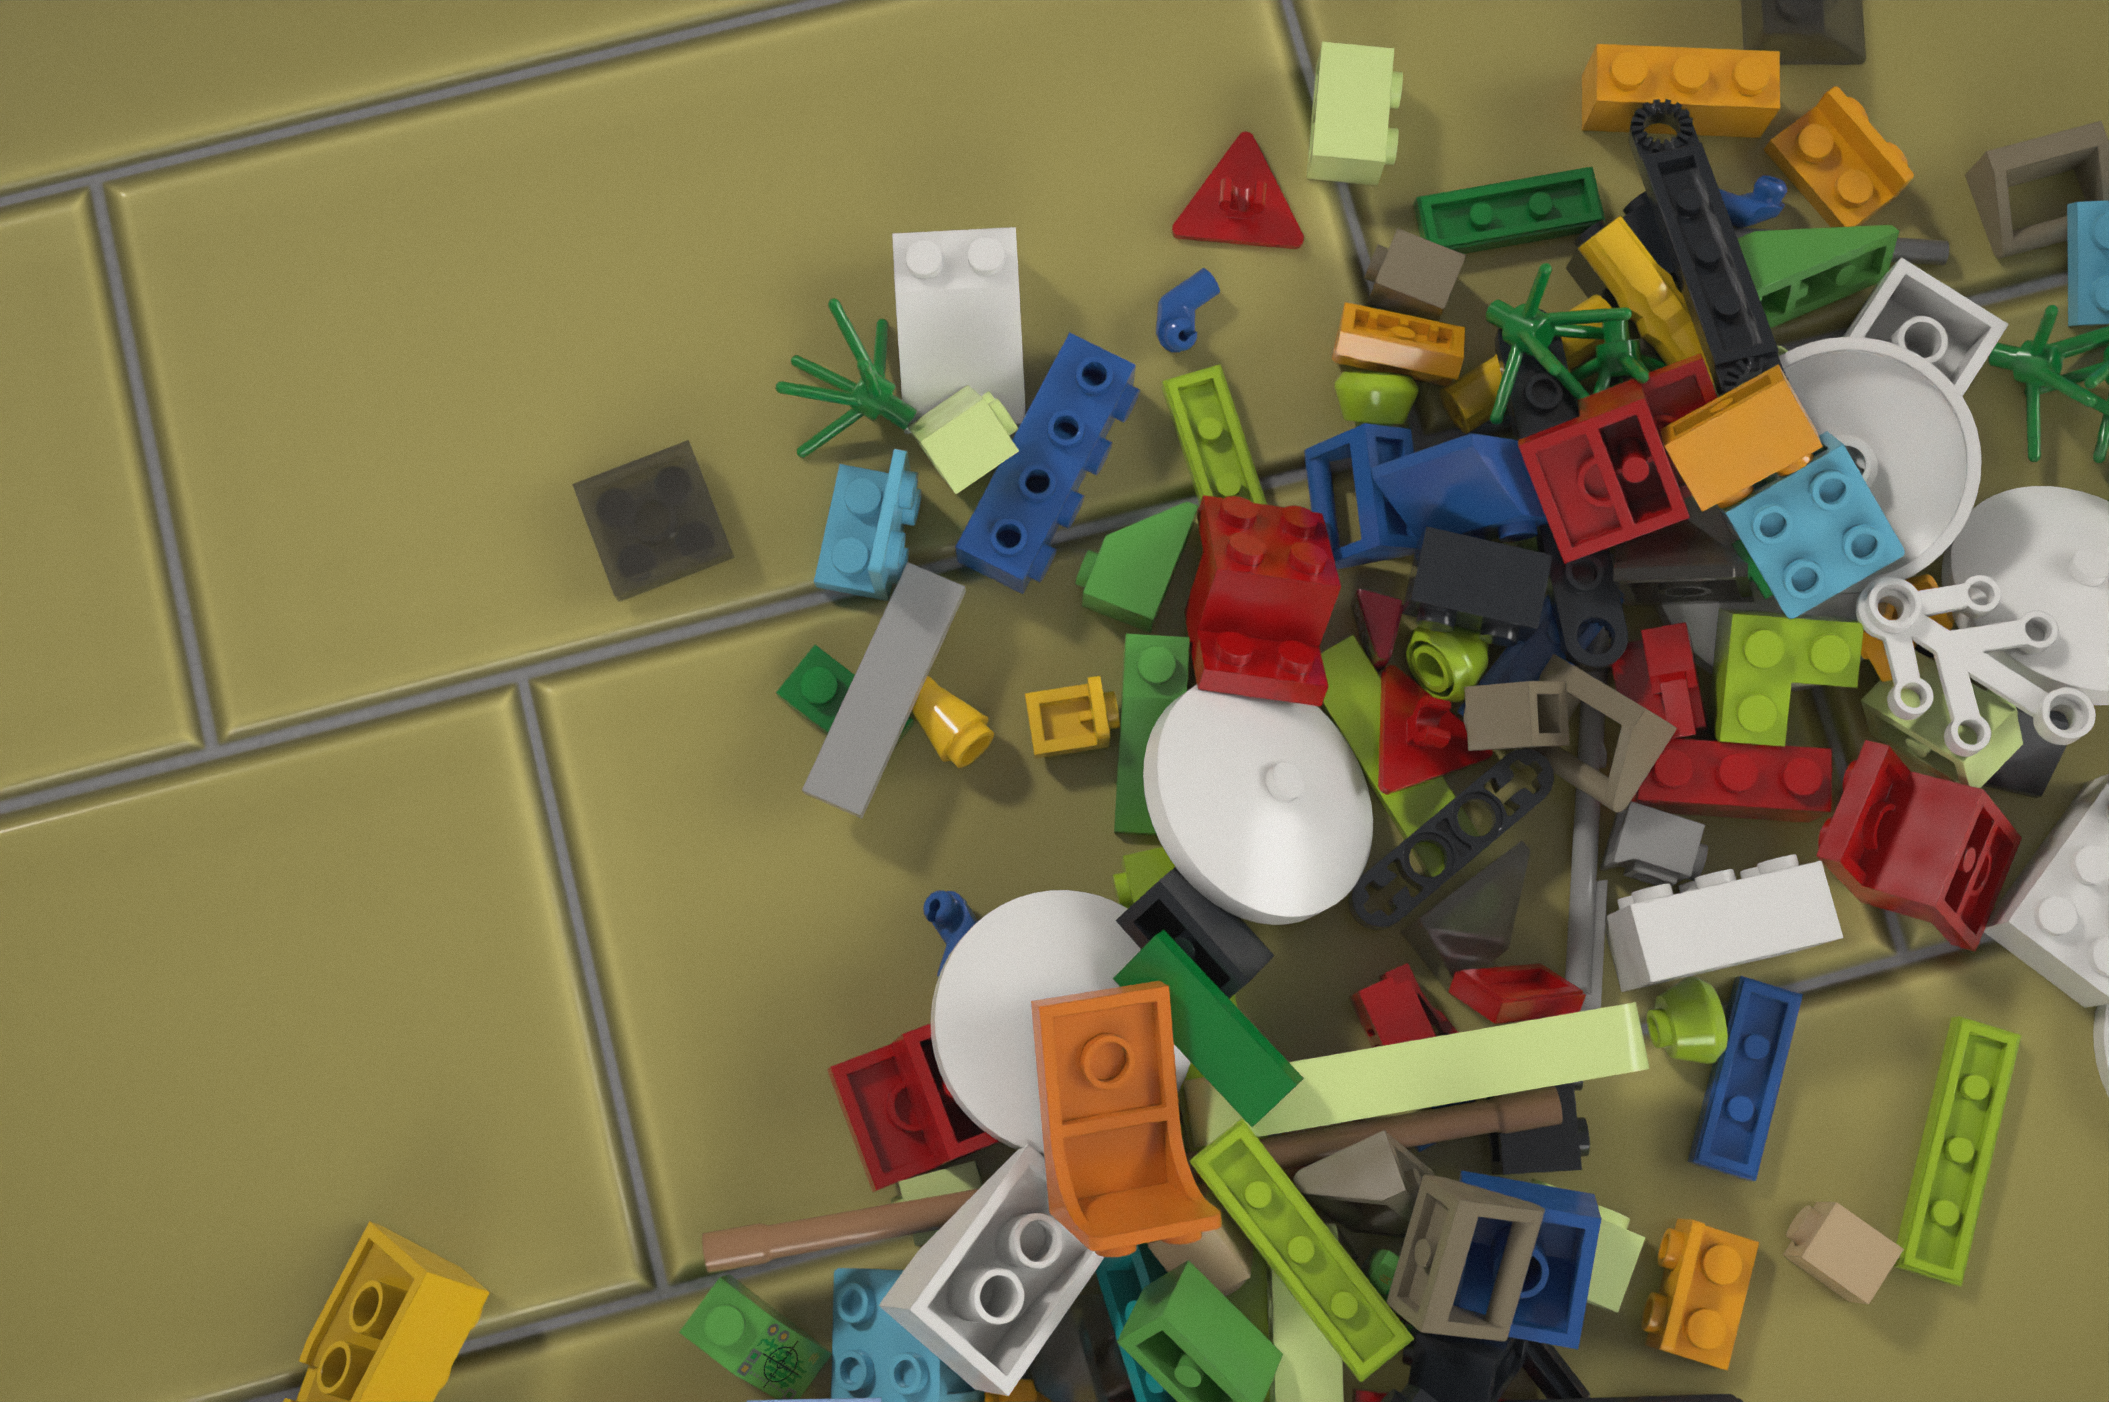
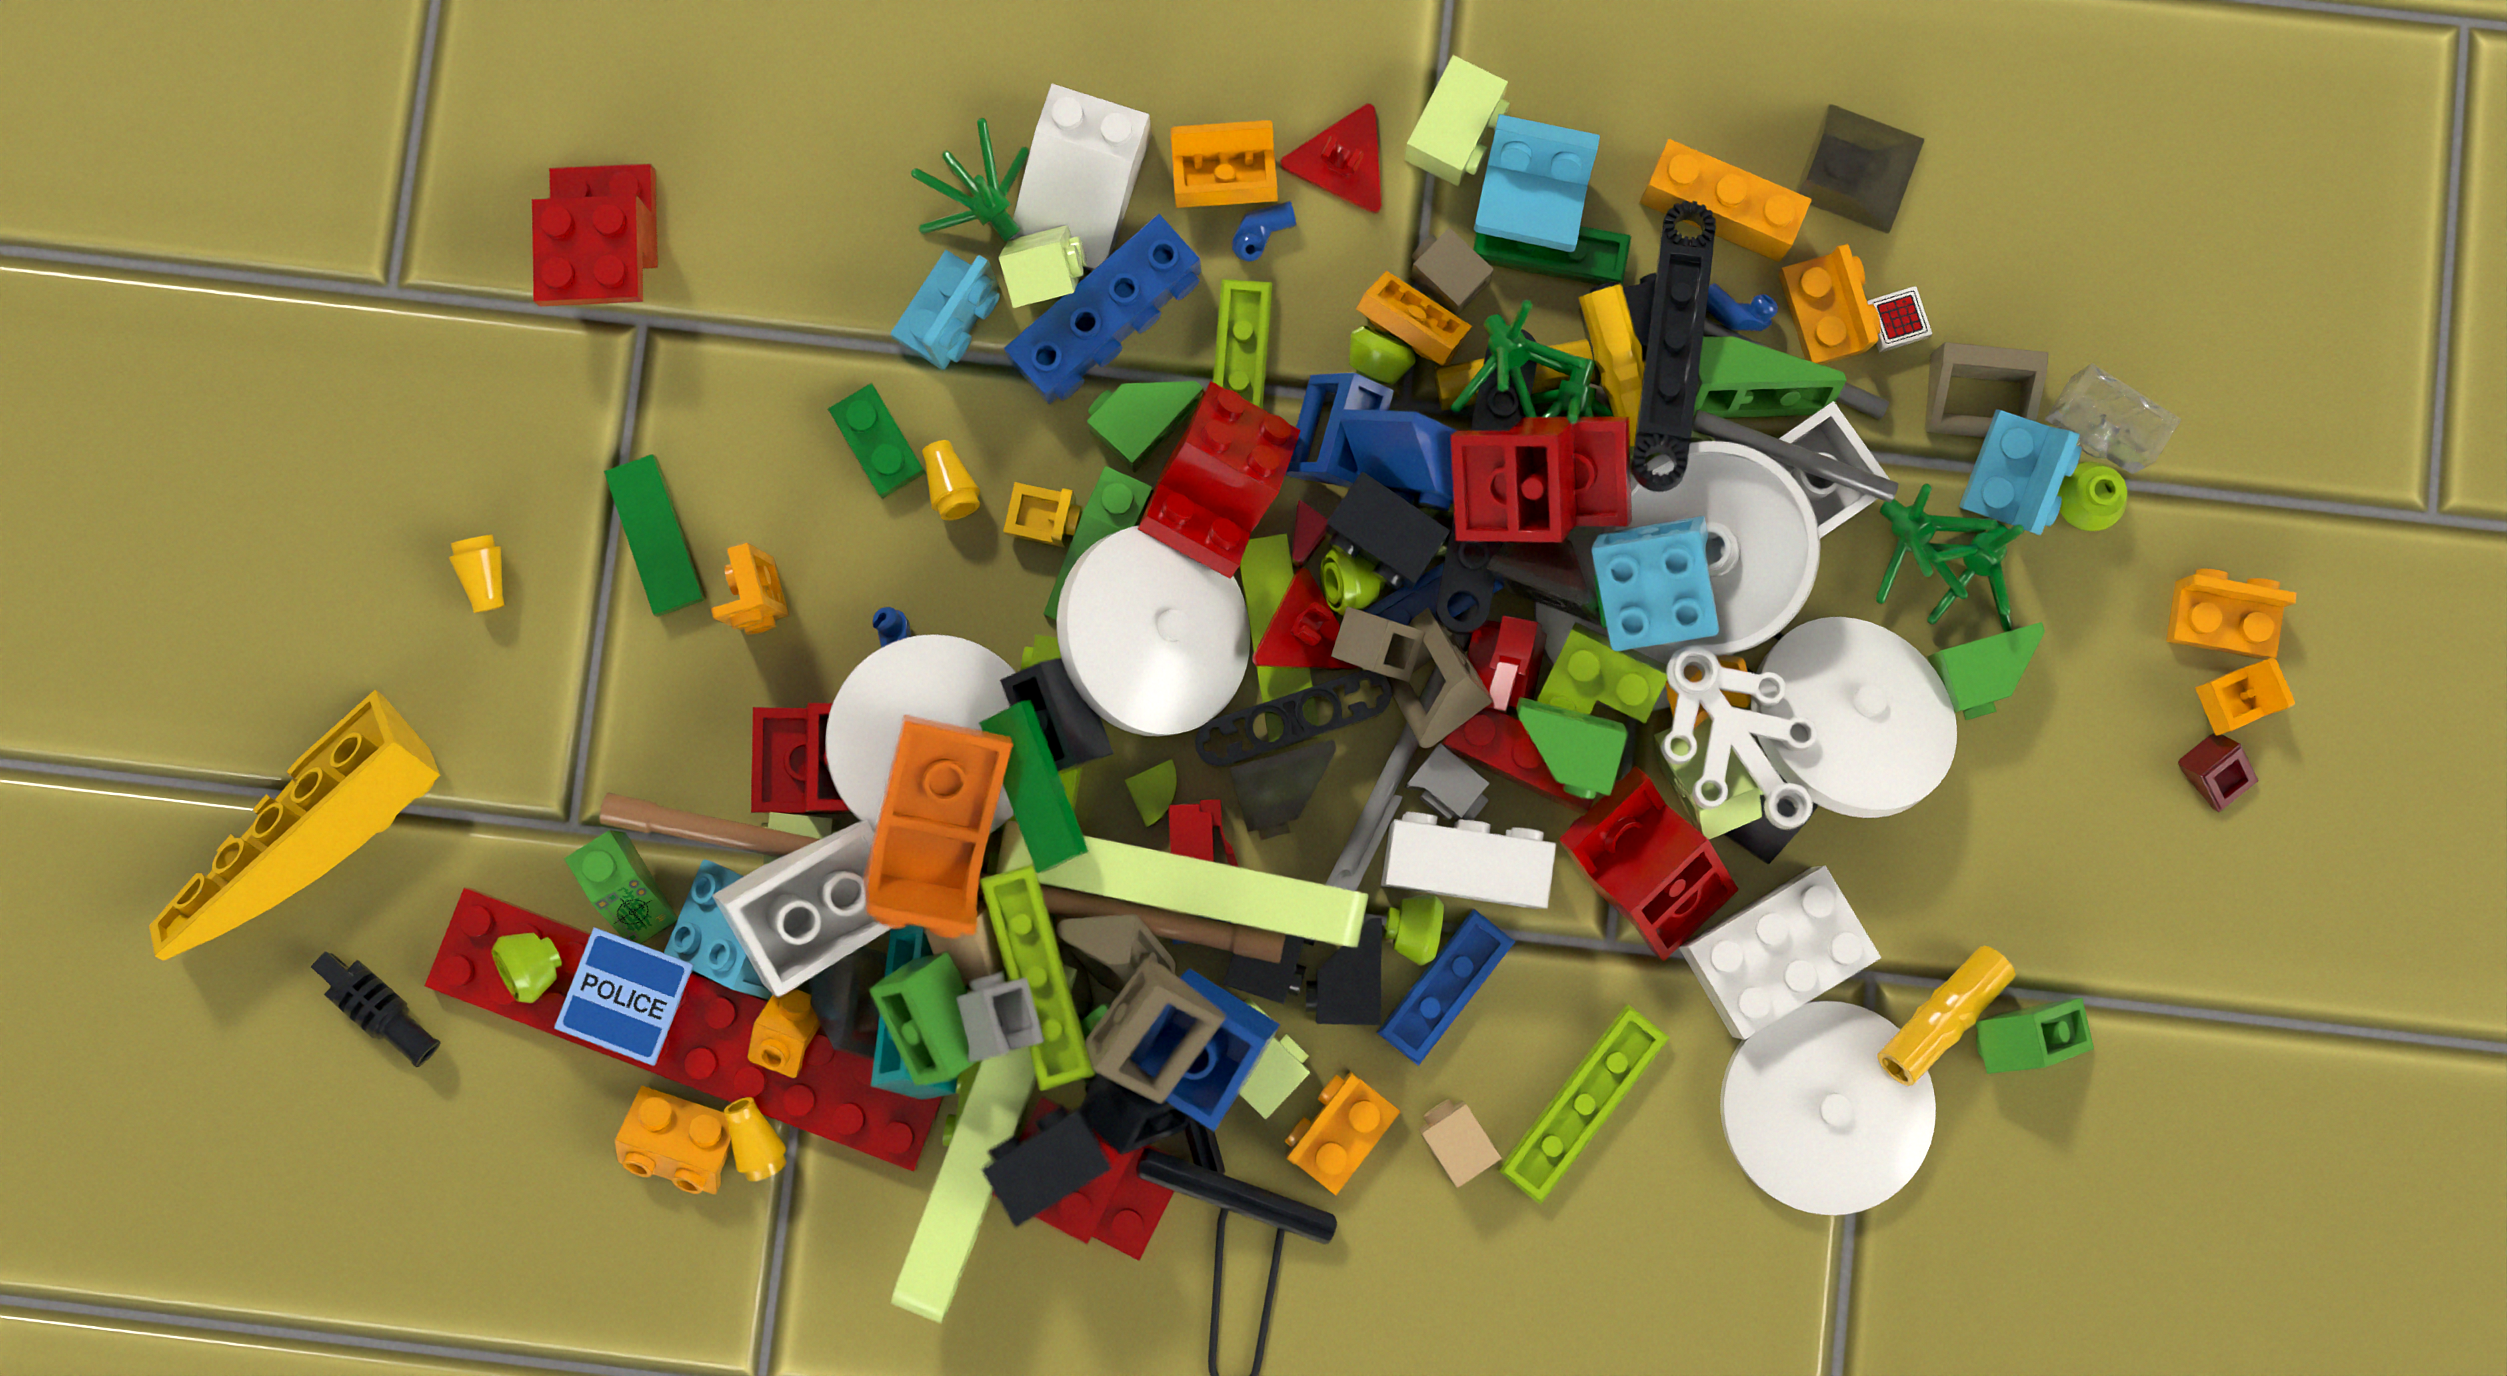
camera: 25 degrees right, 5 degrees up
(433, 597) = (594, 235): none -> red bracket
(442, 1034) = (479, 571): none -> yellow cone
(631, 914) = (655, 535): none -> green tile
(653, 521) = (786, 239): clear smoke plate -> none
(778, 924) = (757, 582): none -> light orange bracket
(884, 690) = (907, 438): light grey tile -> none
(1114, 253) = (1224, 163): none -> light orange bracket
(1281, 1314) = (998, 1017): none -> light grey window
(1324, 985) = (1154, 791): none -> lime tile
(1468, 145) = (1536, 183): none -> medium azure bracket
(1516, 992) = (1290, 853): red tile -> none
(1641, 1118) = (1350, 982): none -> black slope
(1741, 440) = (1626, 497): light orange brick -> none
(1797, 743) = (1576, 746): none -> bright green slope
(1898, 330) = (1795, 456): none -> flat silver bar
(1924, 146) = (1901, 319): none -> tile

